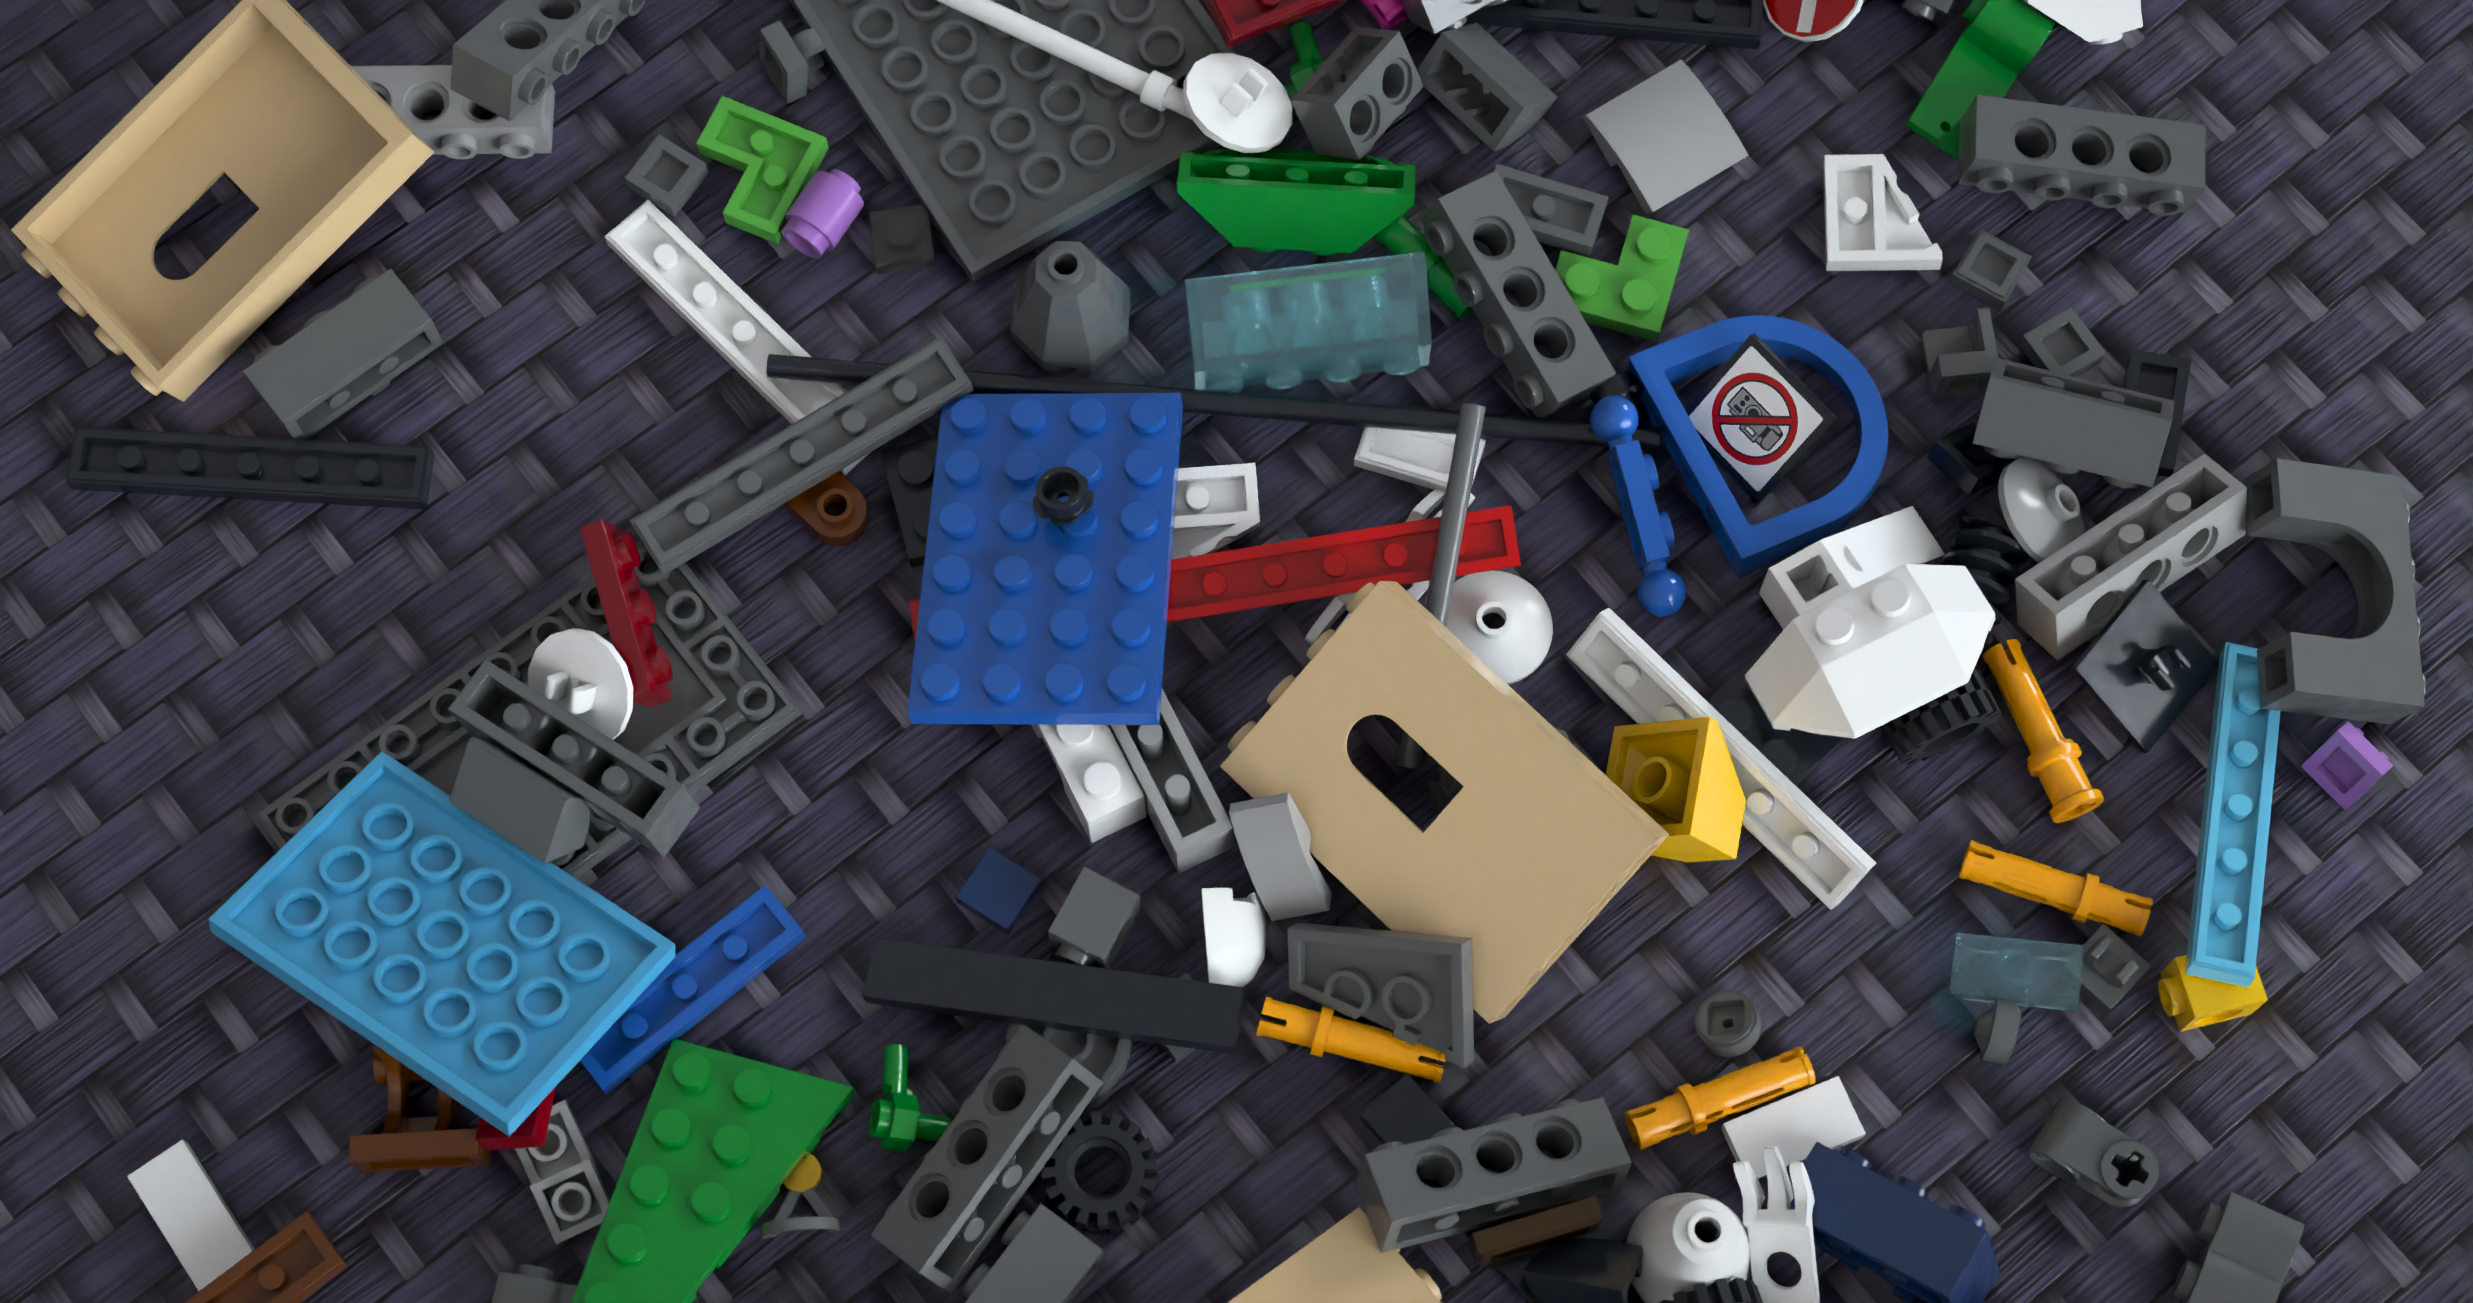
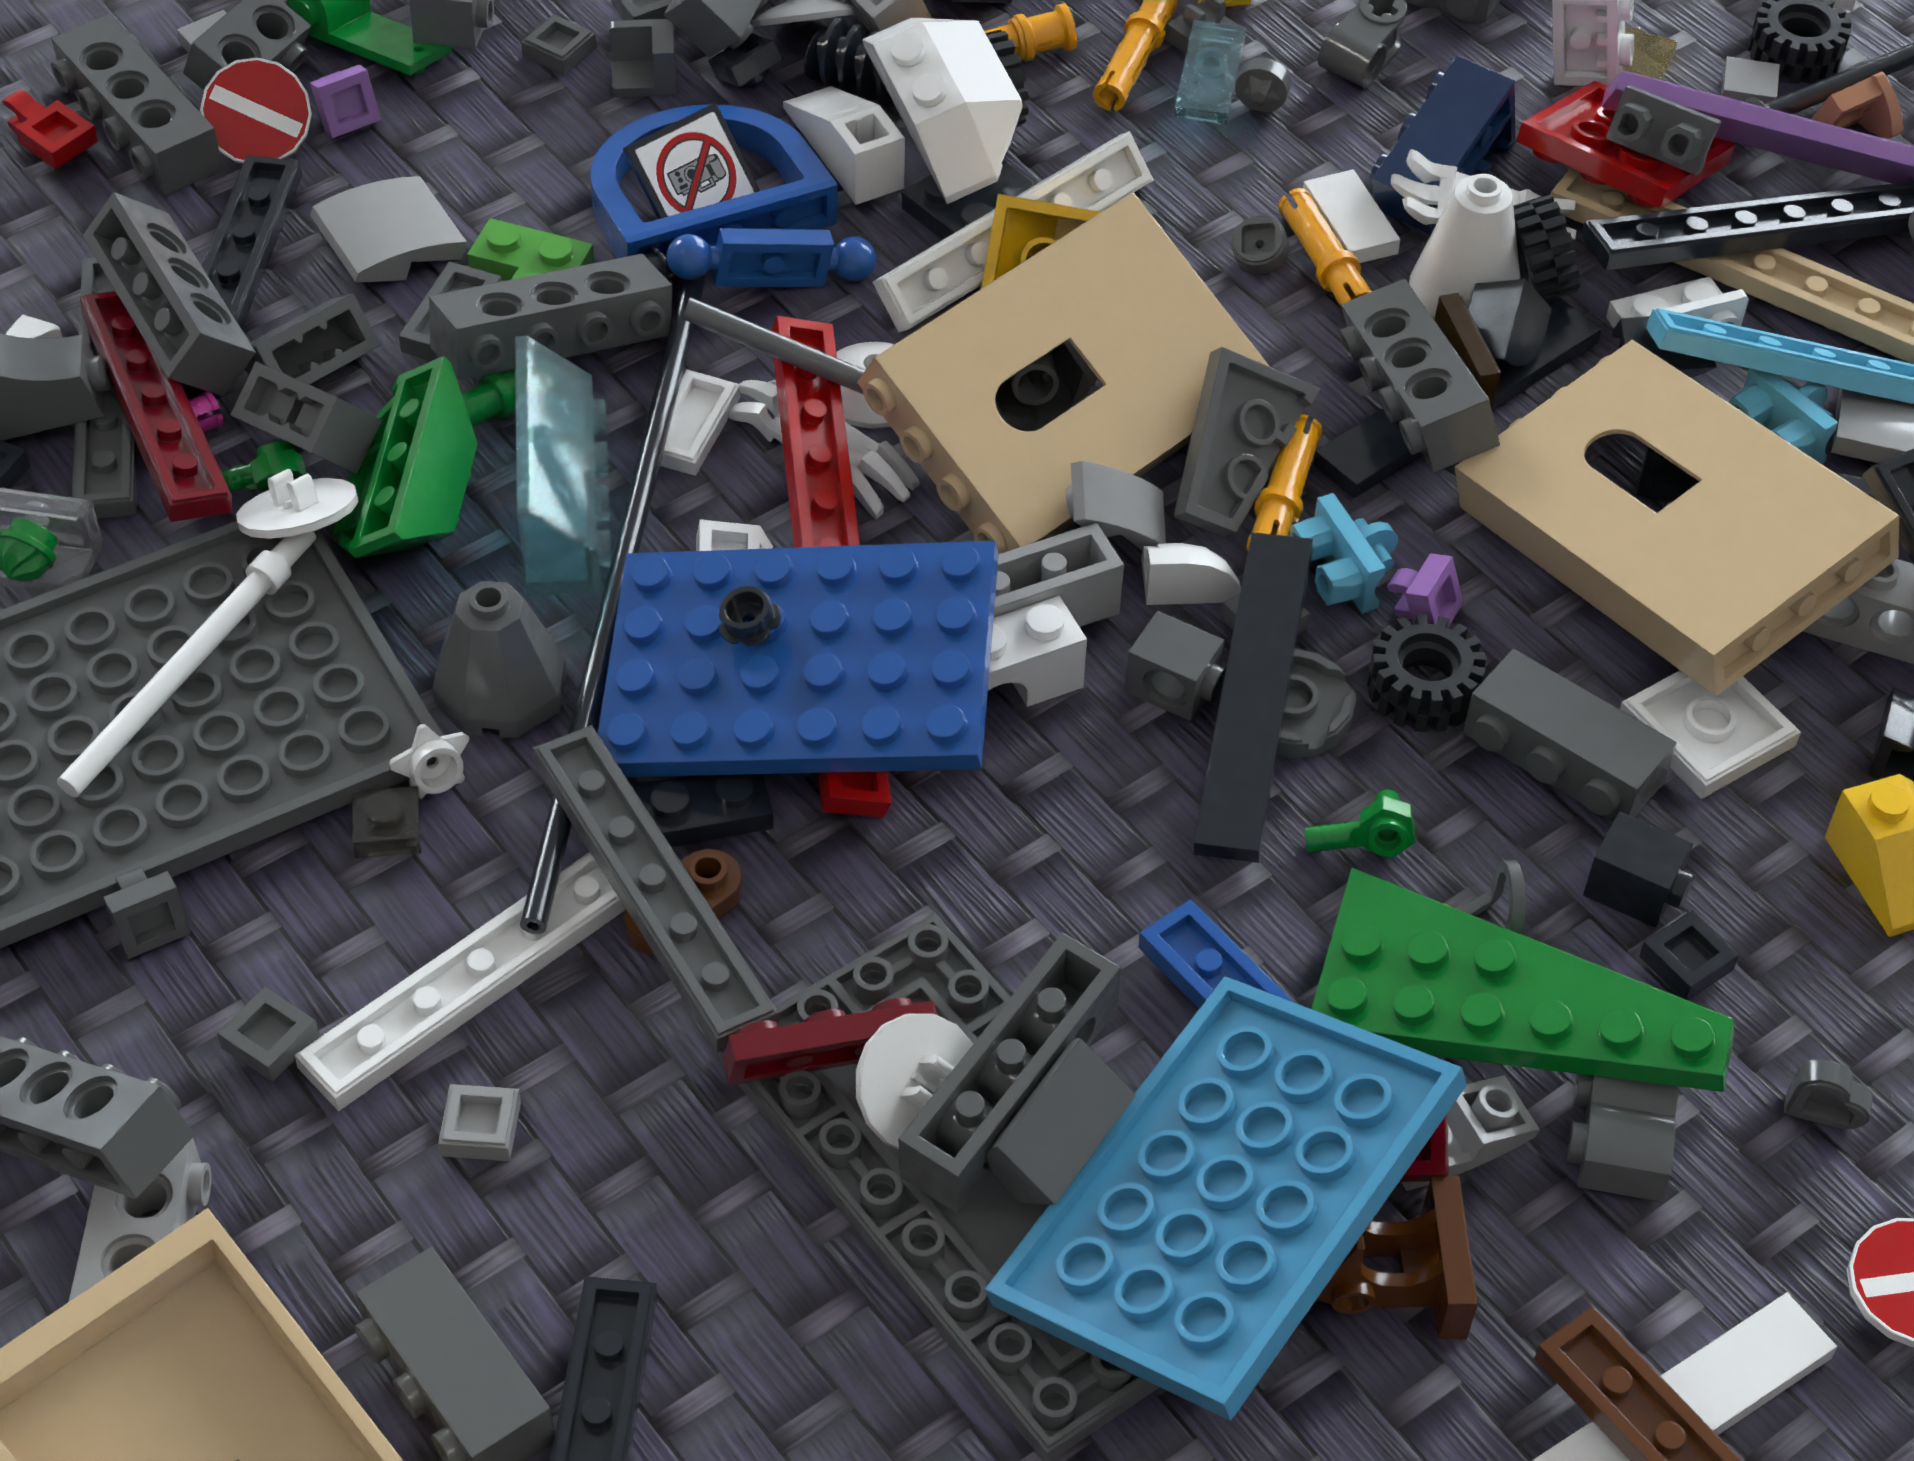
camera: 90 degrees left, 20 degrees down
(587, 352) = (479, 1122): none -> light grey tile
(775, 163) = (269, 926): bright green plate -> none
(822, 213) = (348, 880): medium lavender brick -> none
(951, 263) = (440, 775): none -> white plate
(986, 1159) = (1358, 667): dark grey brick -> none
(999, 890) = (1137, 752): dark blue tile -> none
(1197, 1179) = (1429, 591): none -> medium lavender tile
(1278, 1081) = (1353, 551): none -> medium azure hips
(1851, 65) = (345, 101): none -> medium lavender tile
(1871, 219) = (497, 105): white wing -> none

